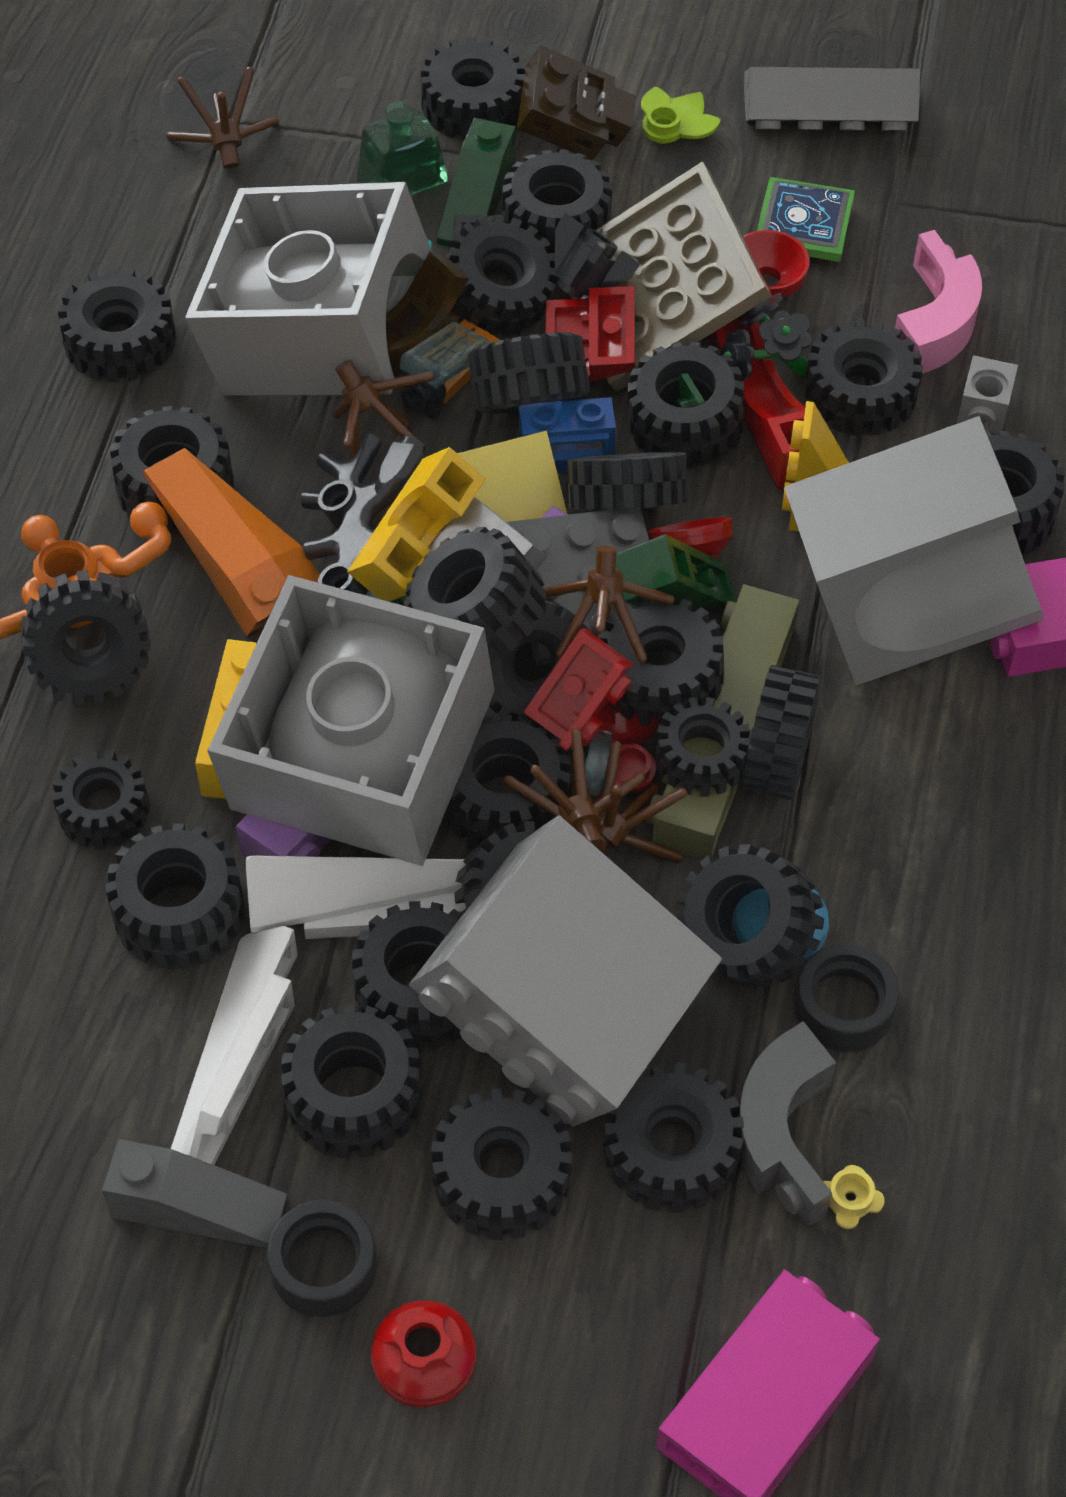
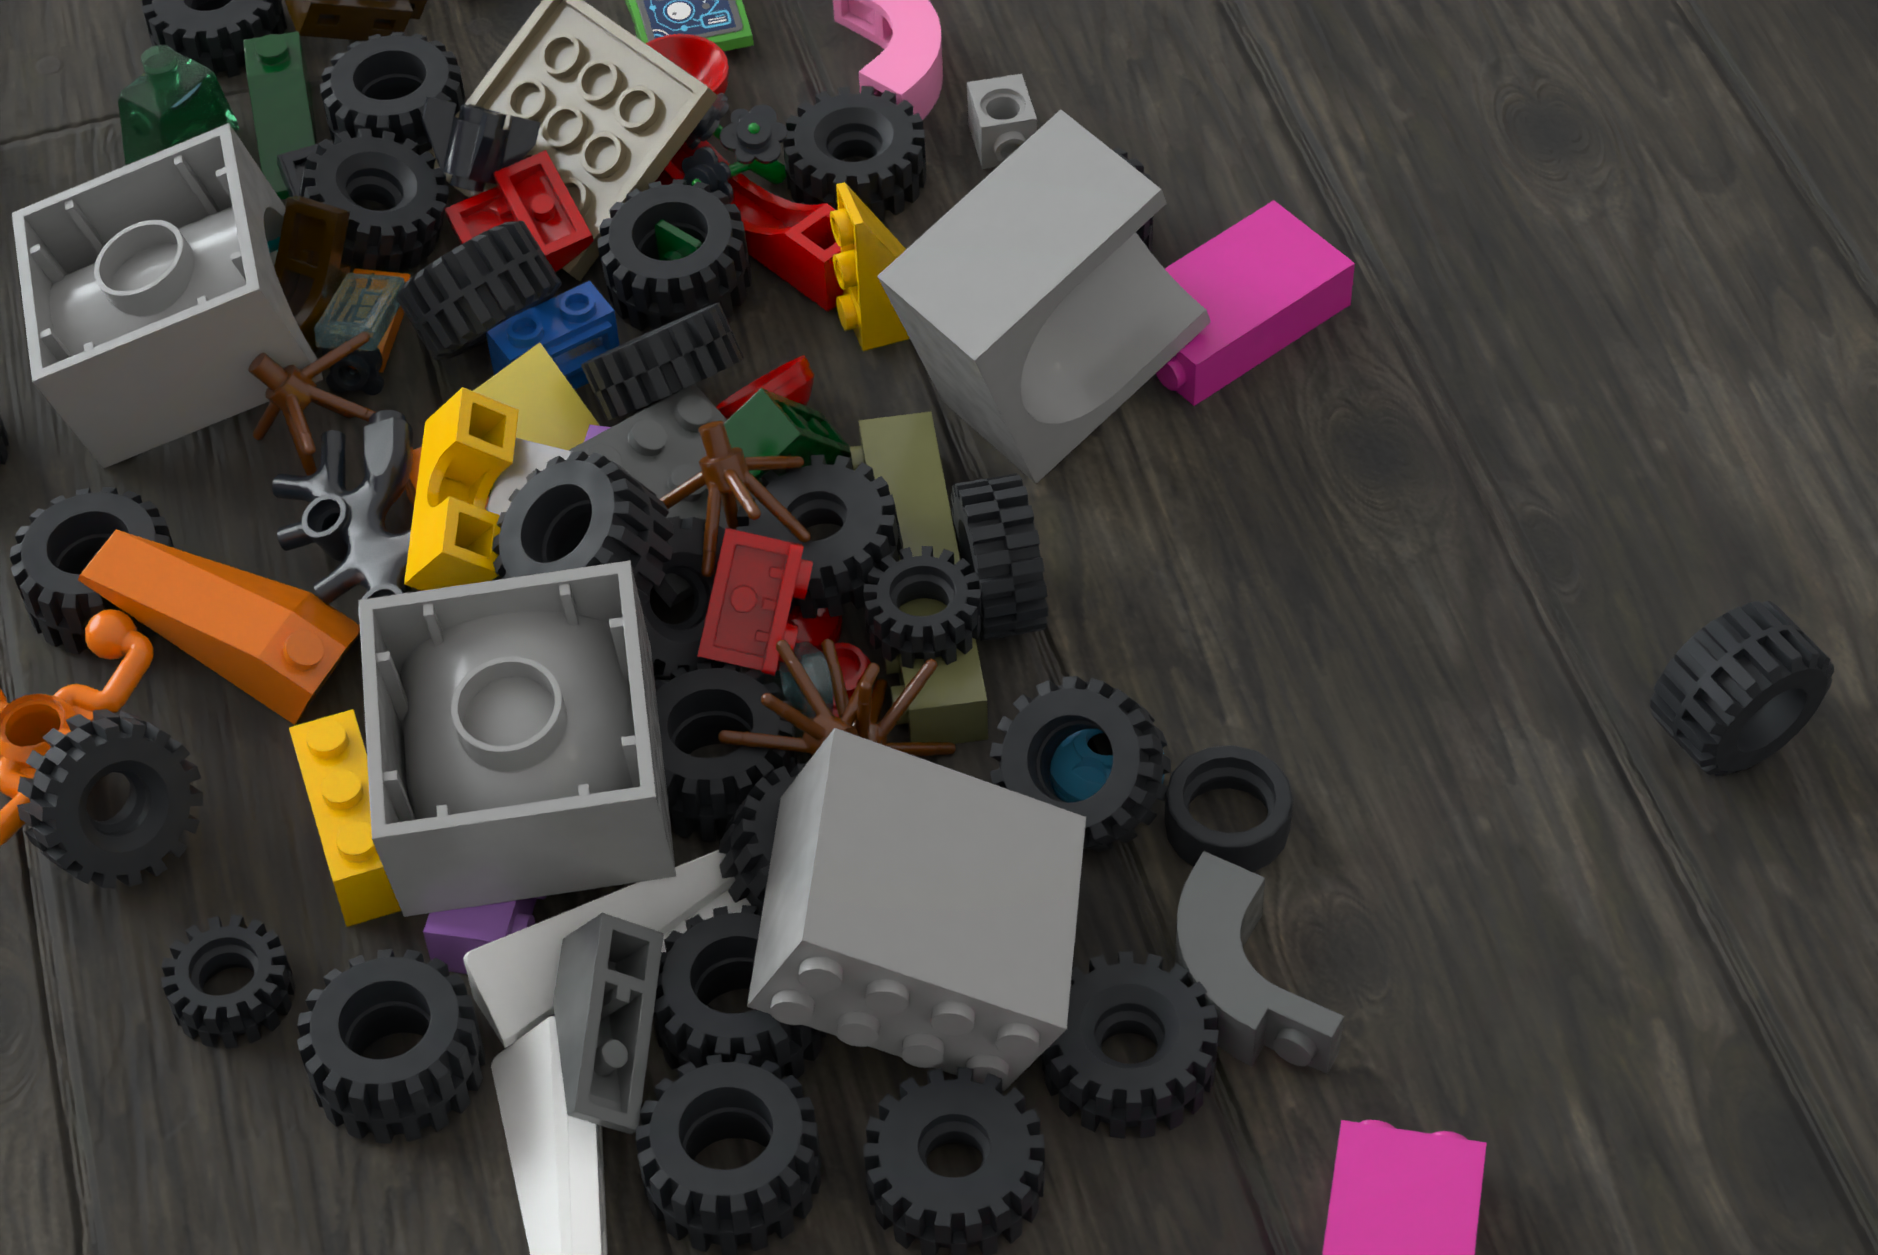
camera: 25 degrees left, 5 degrees down
(314, 949) = (606, 1018): none -> dark grey slope
(856, 1181) = (1366, 1002): light yellow plate -> none

